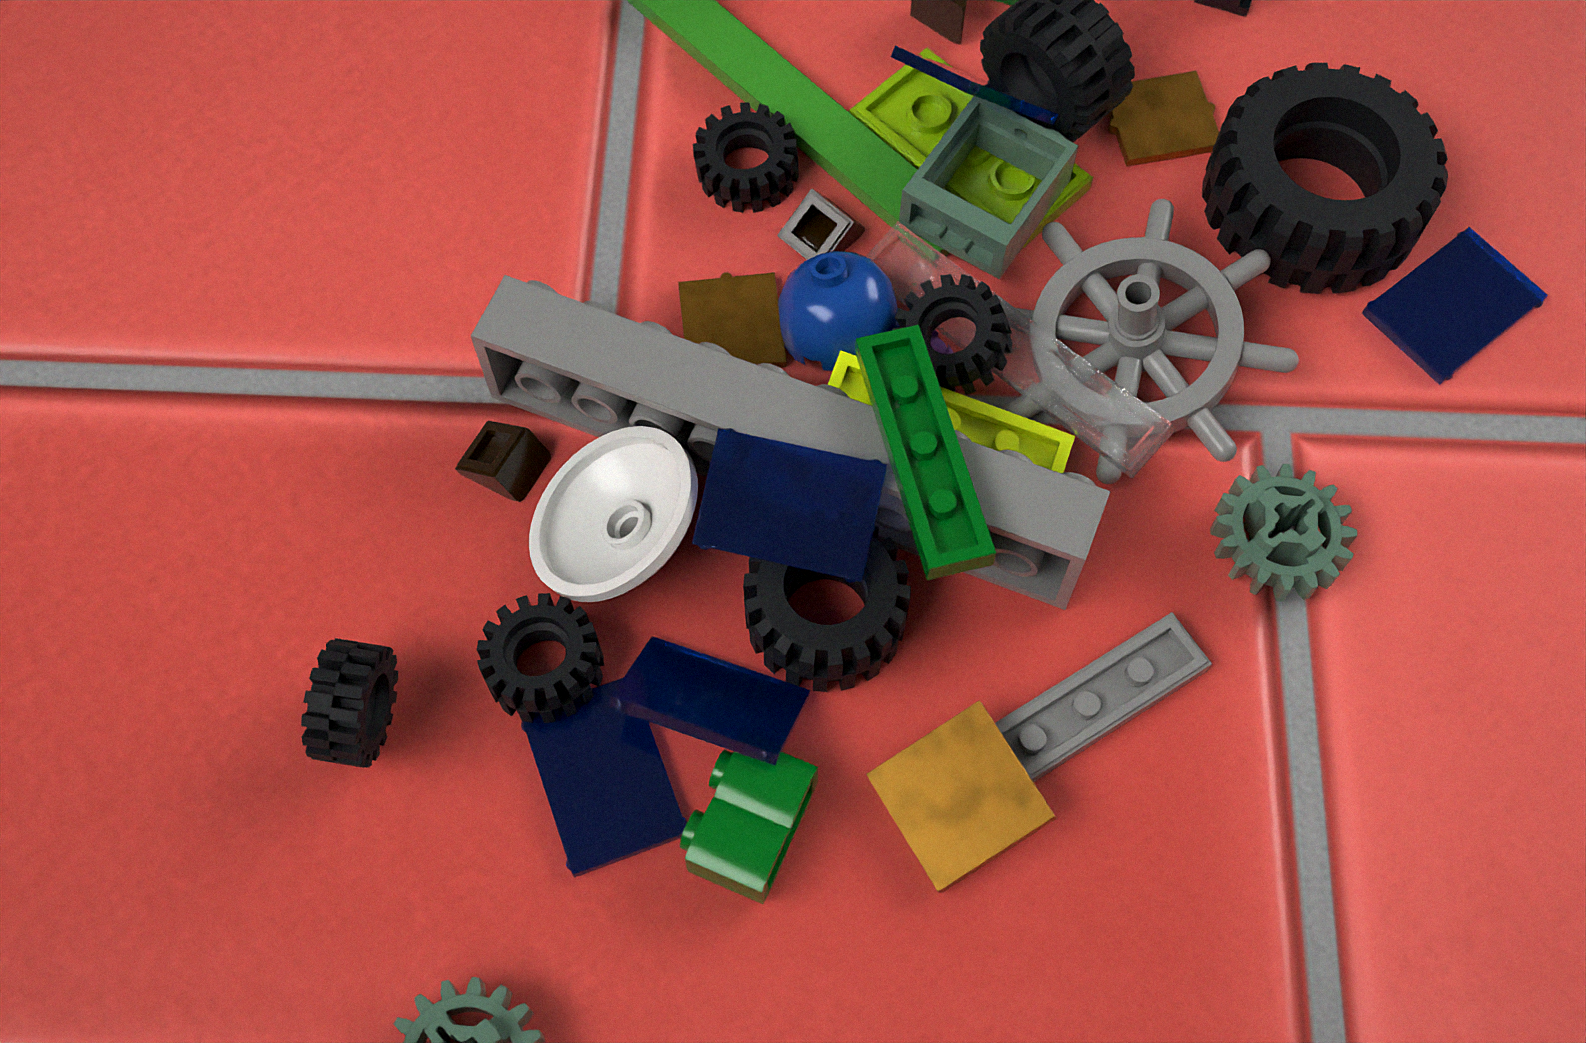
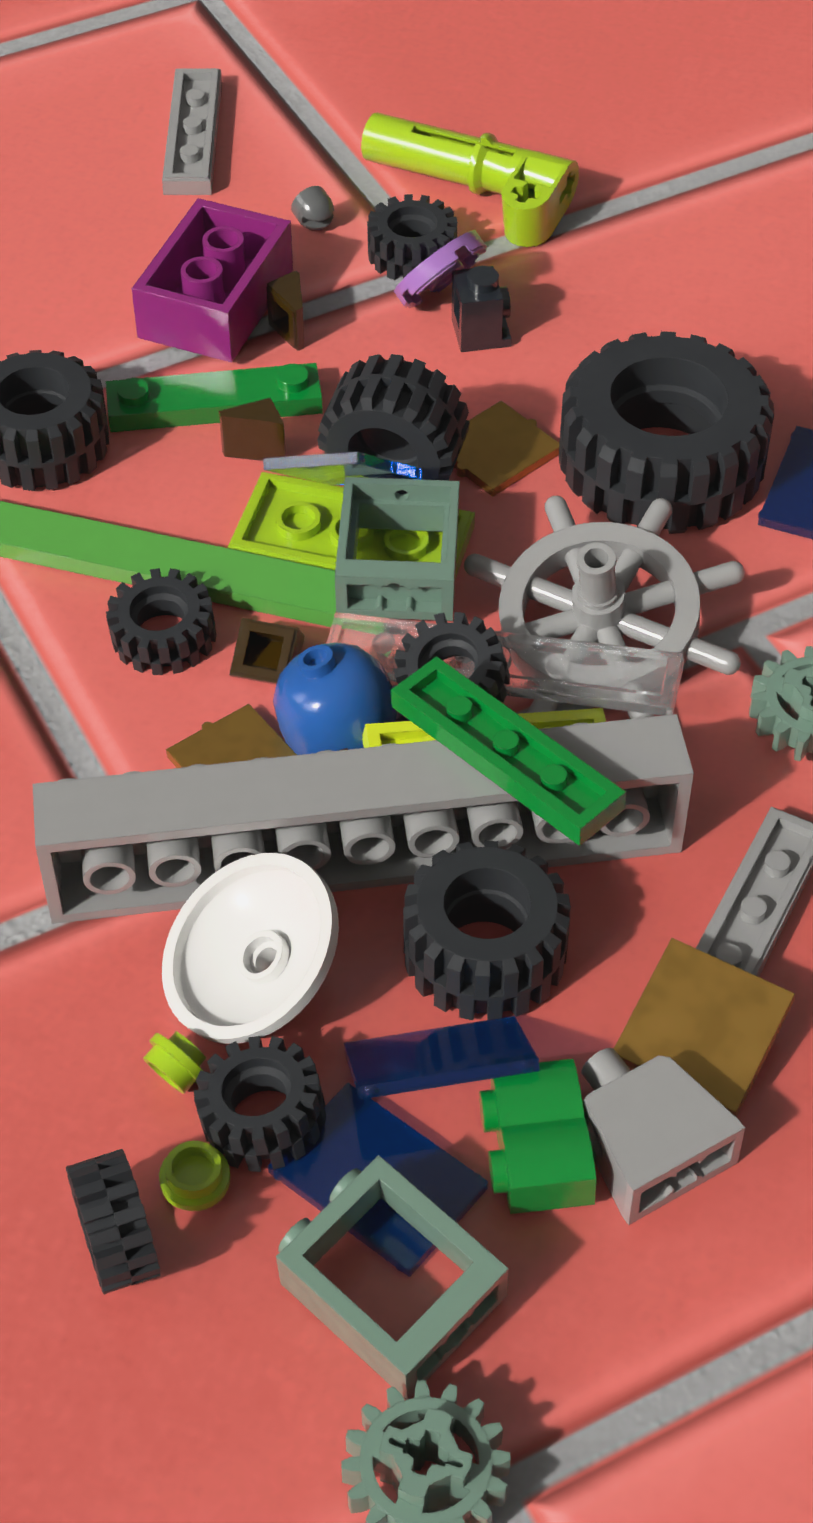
camera: 30 degrees left, 15 degrees down
(454, 692) = (194, 1176): none -> lime plate
(499, 581) = (175, 1060): none -> lime plate
(505, 460) = (103, 965): dark brown slope -> none
(563, 944) = (441, 1326): none -> sand green window
(790, 504) = (417, 850): clear blue piece -> none
(849, 869) = (654, 1131): none -> light grey torso

